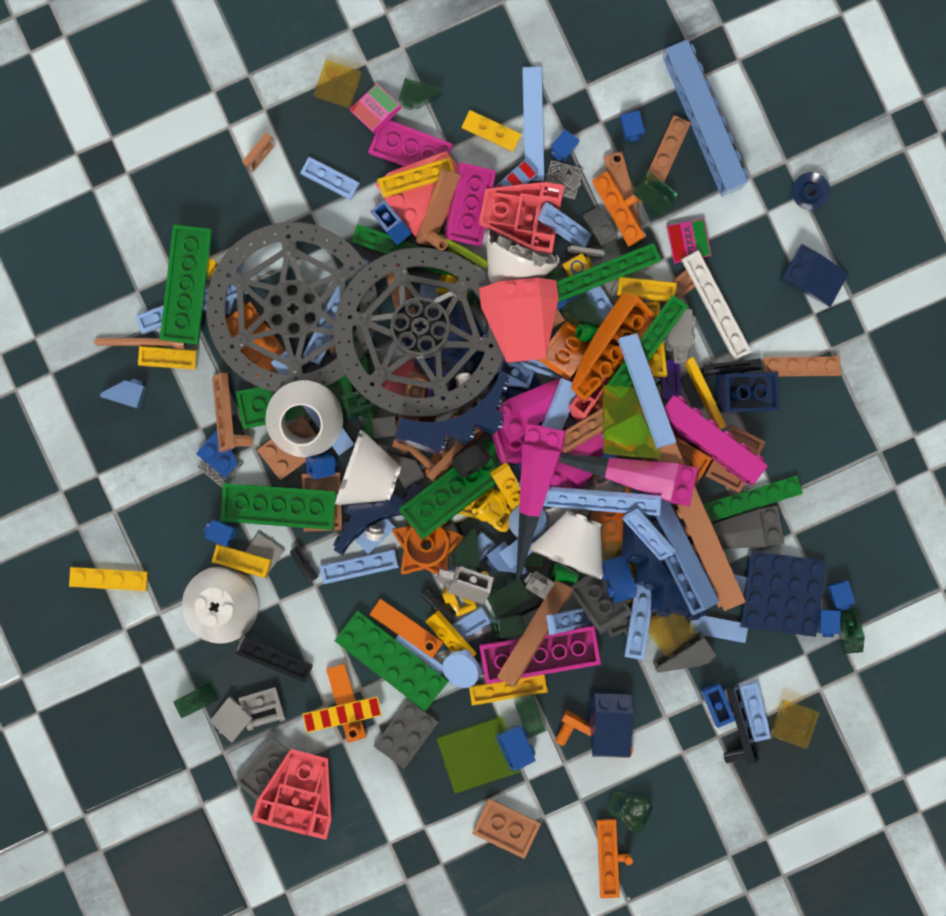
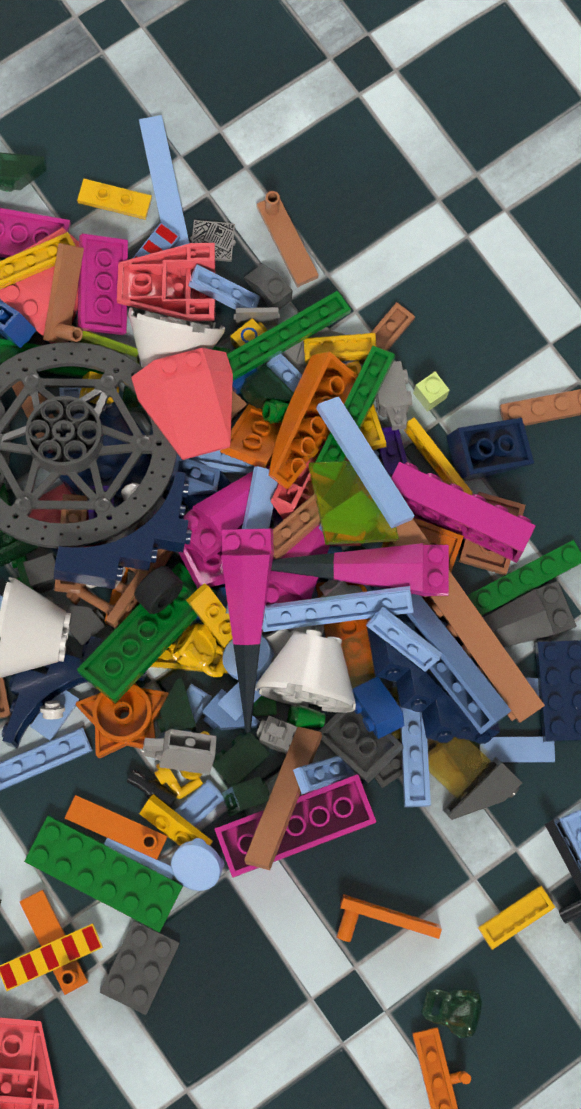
camera: 20 degrees left, 10 degrees down
(474, 755) = (240, 977): clear neon green piece -> none
(500, 691) = (262, 881): yellow tile -> none
(506, 828) = (295, 1068): nougat plate -> none
(516, 747) = (287, 956): blue brick -> none
(530, 716) = (298, 912): clear green slope -> none
(564, 146) = (206, 199): blue brick -> none
(611, 725) = (405, 899): dark blue slope -> none
(619, 208) = (288, 259): orange plate -> none
(632, 126) = (283, 162): blue brick -> none
(654, 193) = (326, 233): clear green brick -> none
(669, 147) = (331, 189): nougat plate -> none
(688, 238) = (379, 284): tile -> none
(691, 752) = (516, 917): none -> yellow plate
(705, 118) = (370, 137): medium blue brick -> none
(711, 337) = (431, 391): none -> yellowish green brick
(716, 305) = (428, 352): white tile -> none
(717, 705) = (537, 848): blue brick -> none
(732, 367) = (485, 416): black pin -> none
(814, 275) = (540, 297): dark blue slope -> none
(817, 184) = (519, 192): dark blue dish -> none

